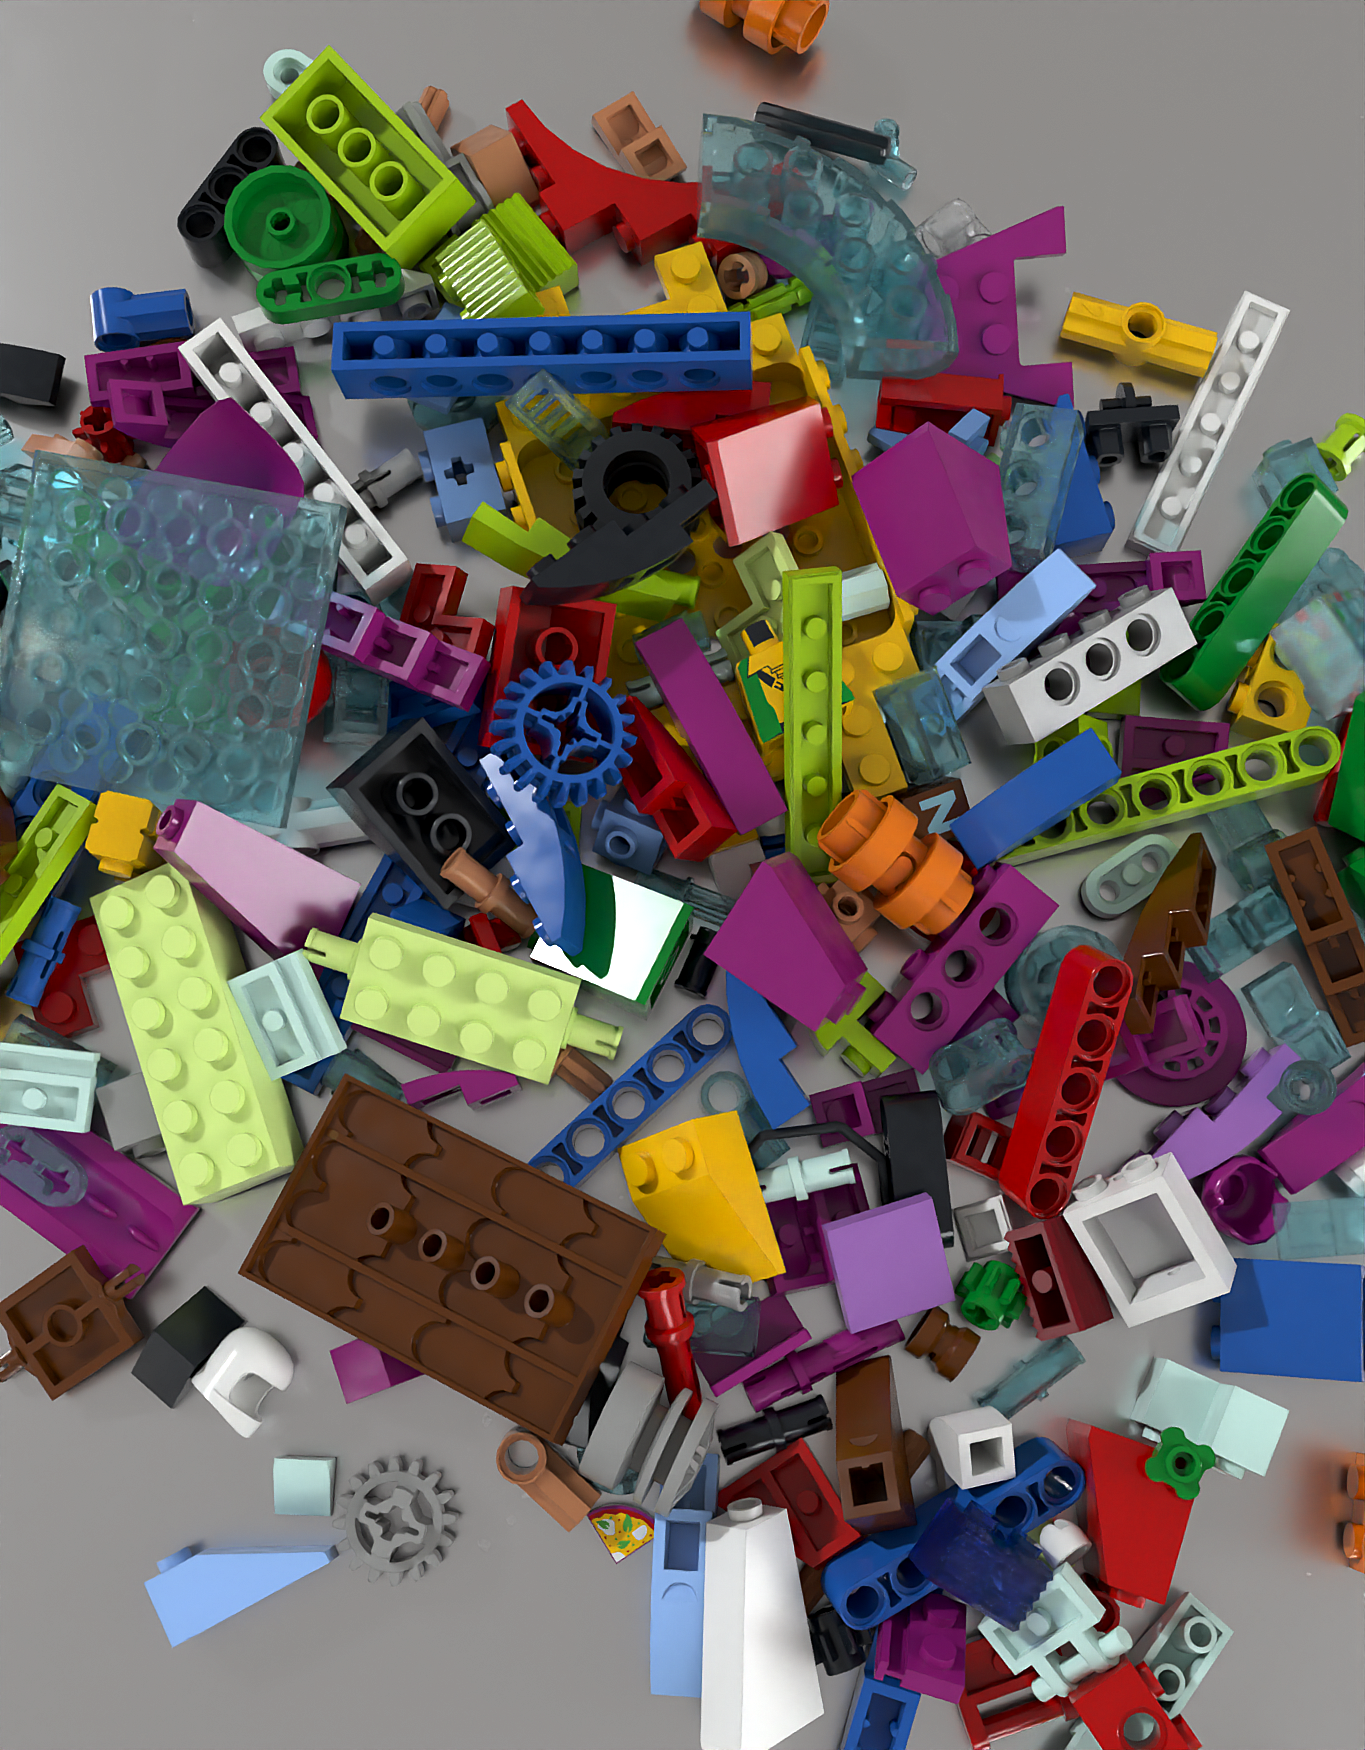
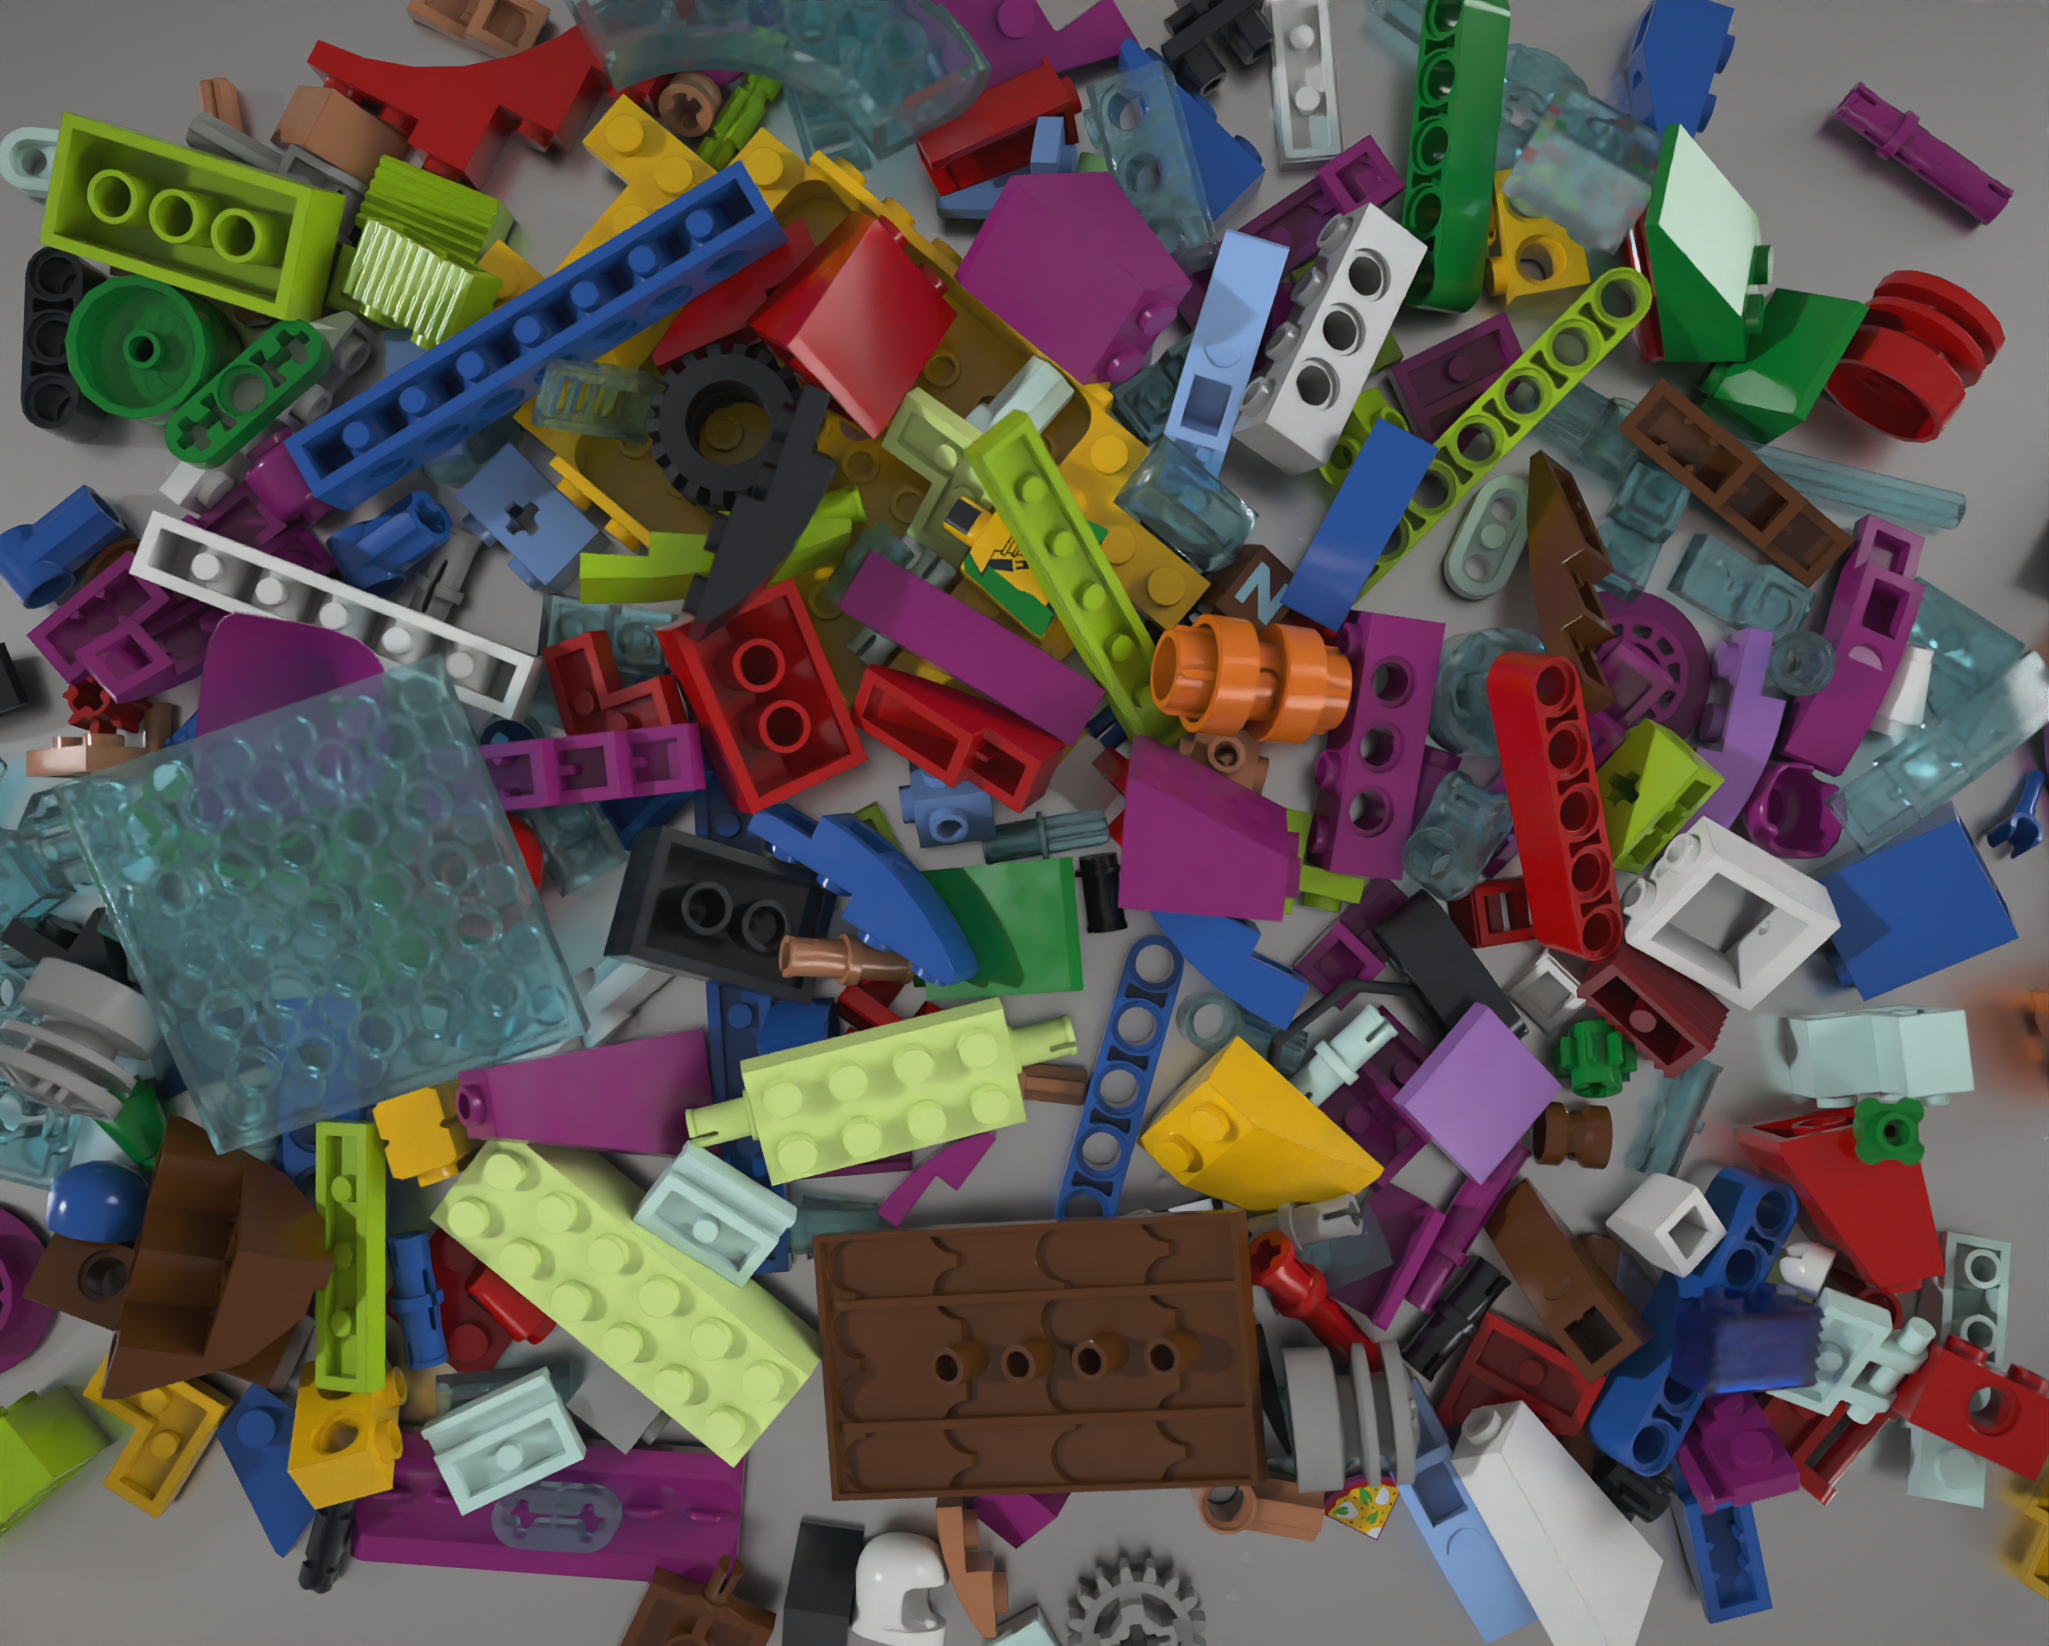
camera: 30 degrees left, 10 degrees up
(103, 998) = (508, 1306): none -> red cone
(303, 1405) = (971, 1573): none -> nougat slope
(313, 363) = (280, 483): none -> magenta head
(362, 439) = (380, 550): none -> blue piece
(482, 584) = (627, 626): none -> clear light blue slope
(604, 747) = (822, 729): blue gear -> none
(1141, 1117) = (1671, 789): none -> lime brick

